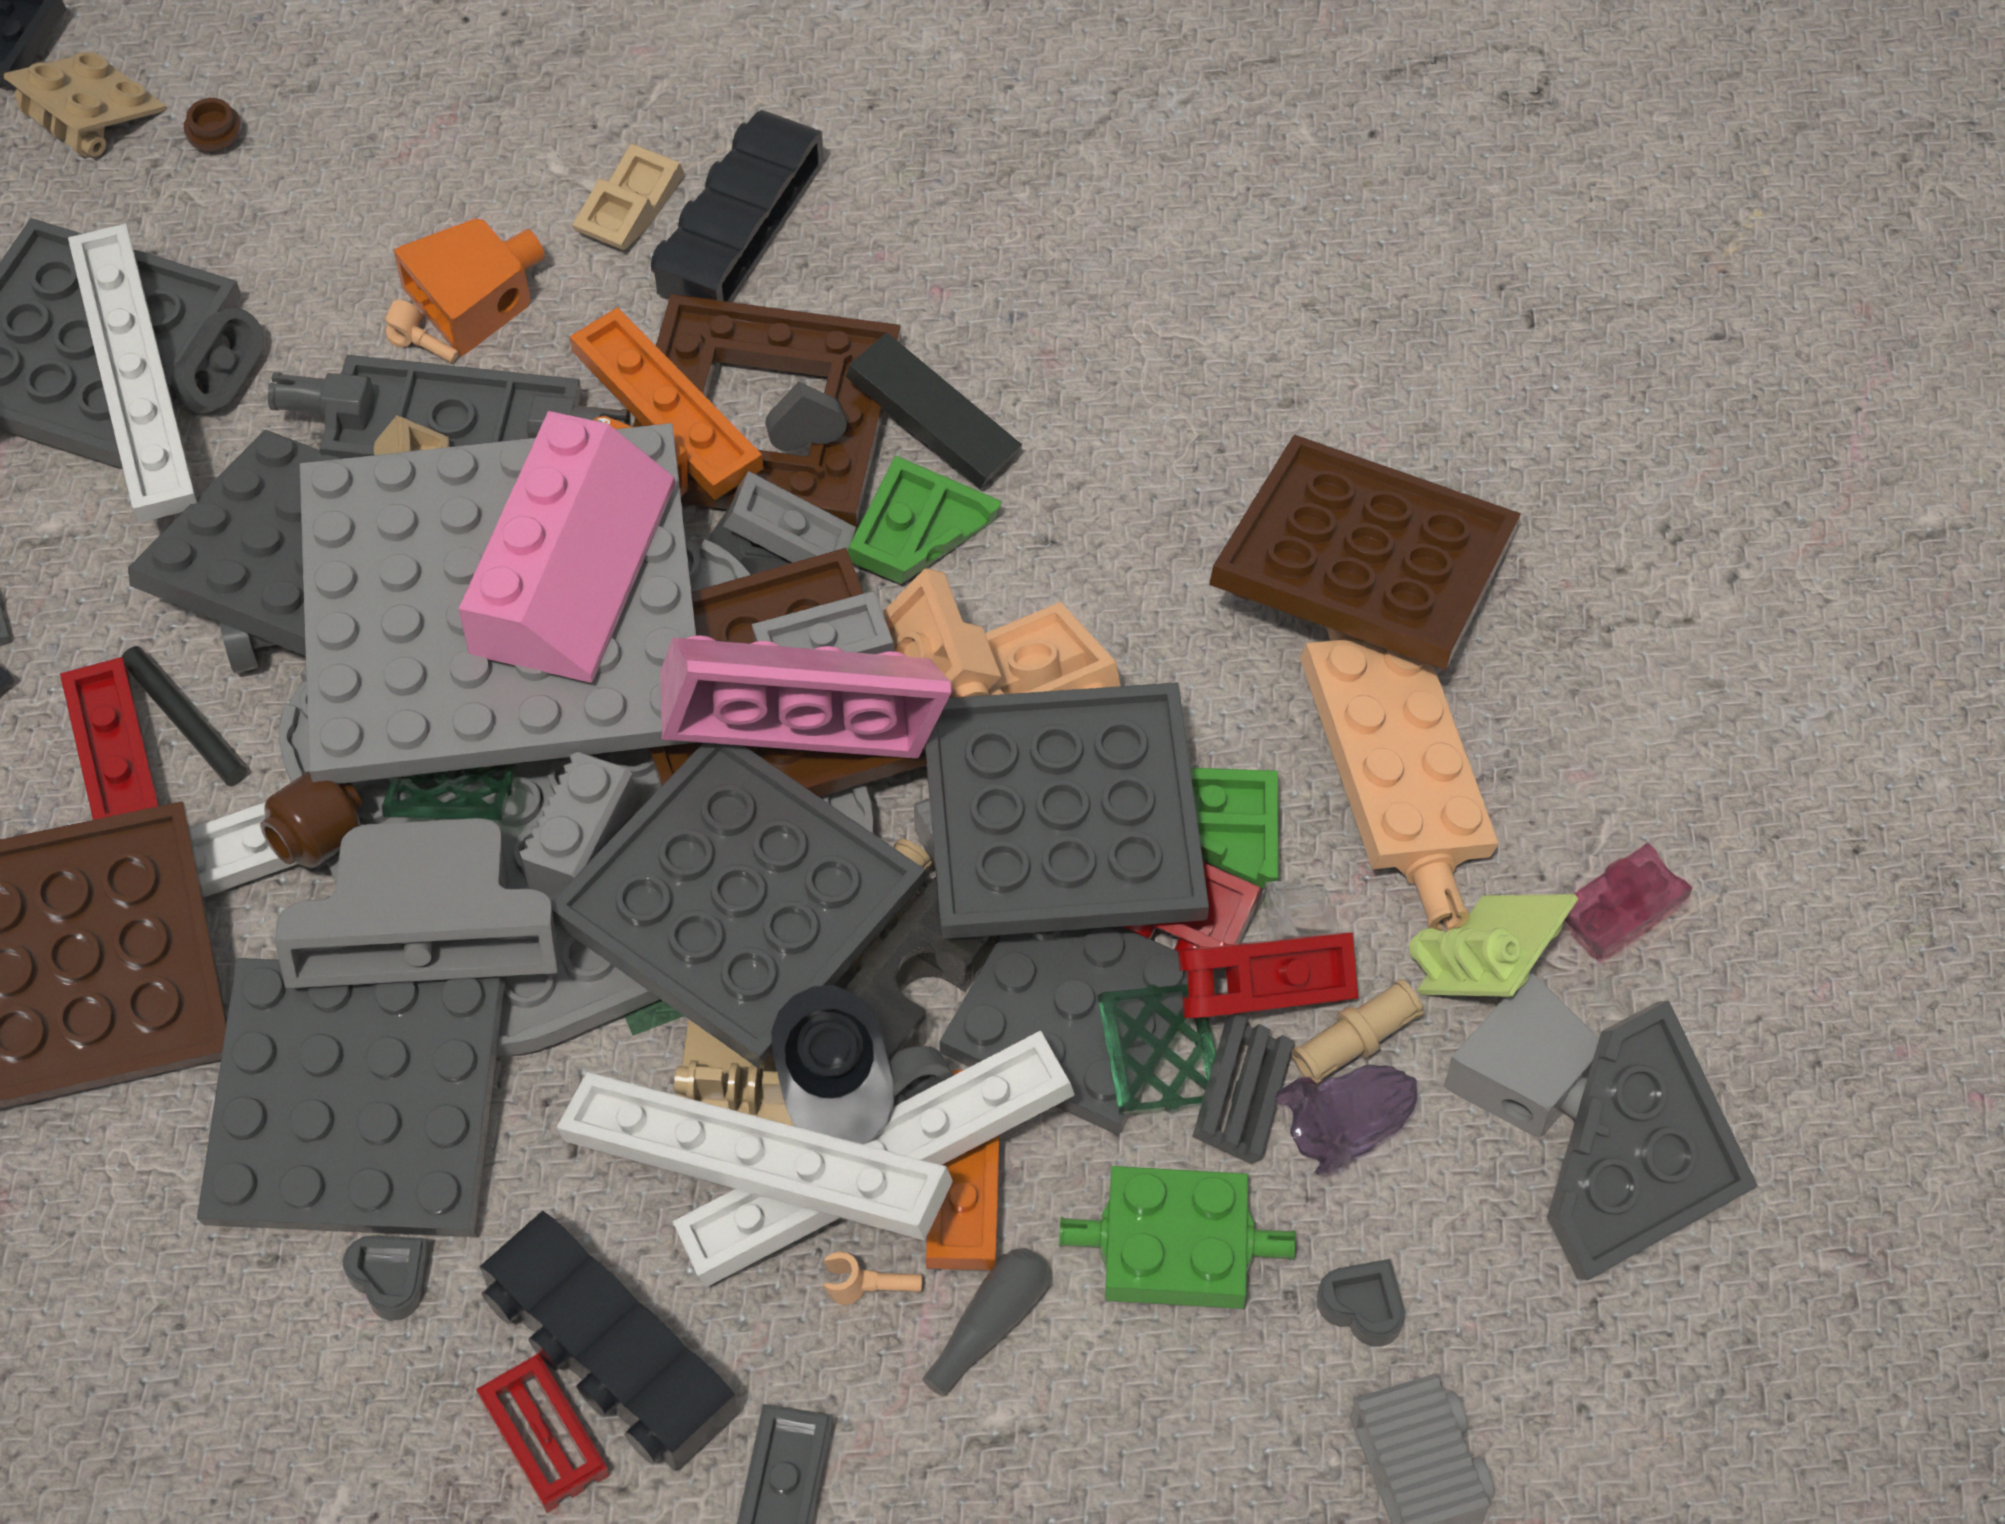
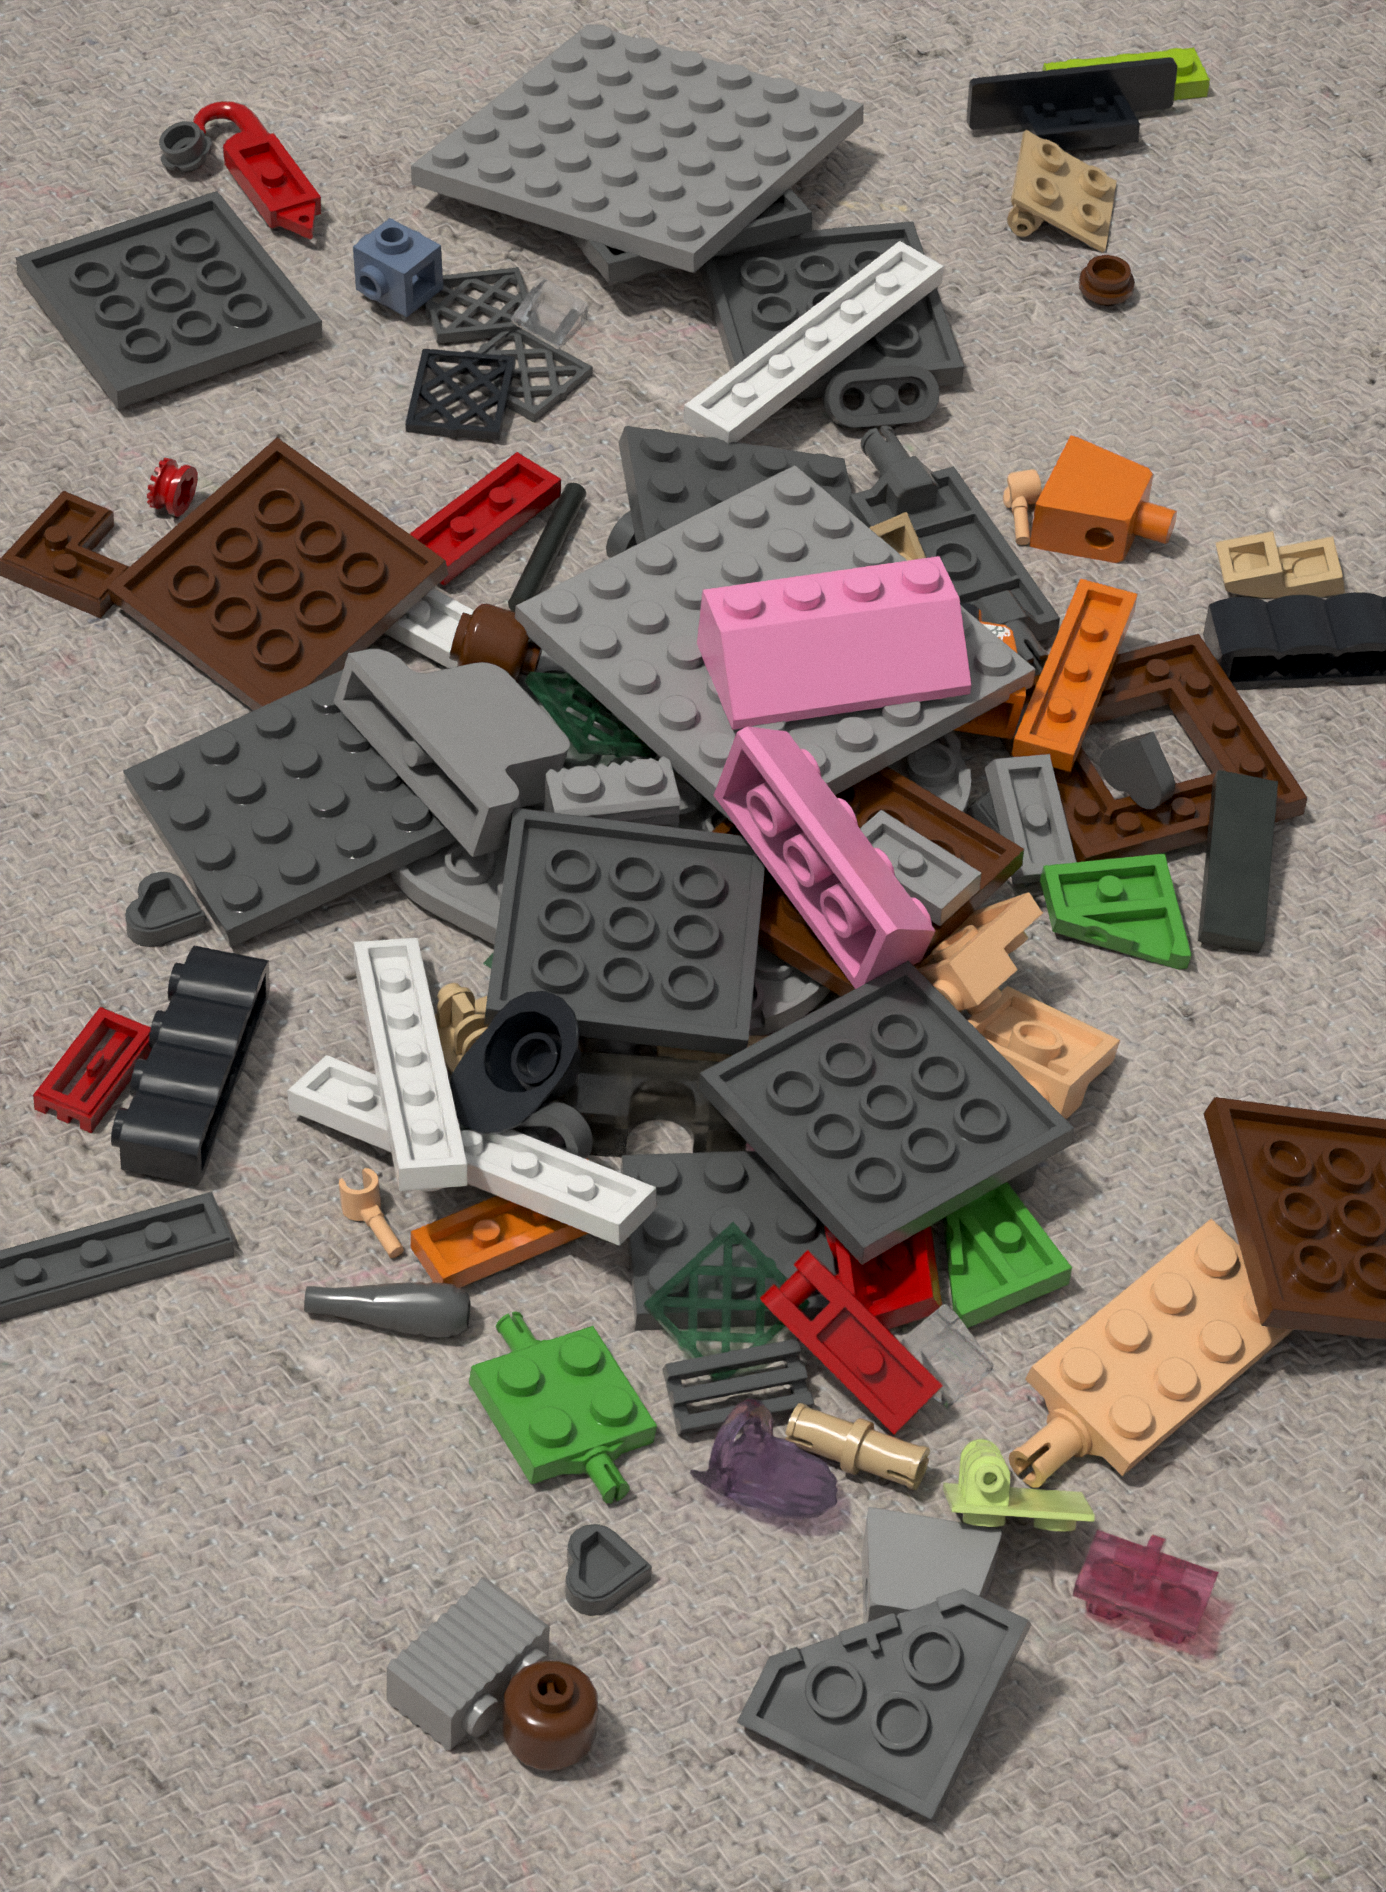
camera: 55 degrees right, 10 degrees down
(1516, 1422) = (550, 1715): none -> reddish brown head

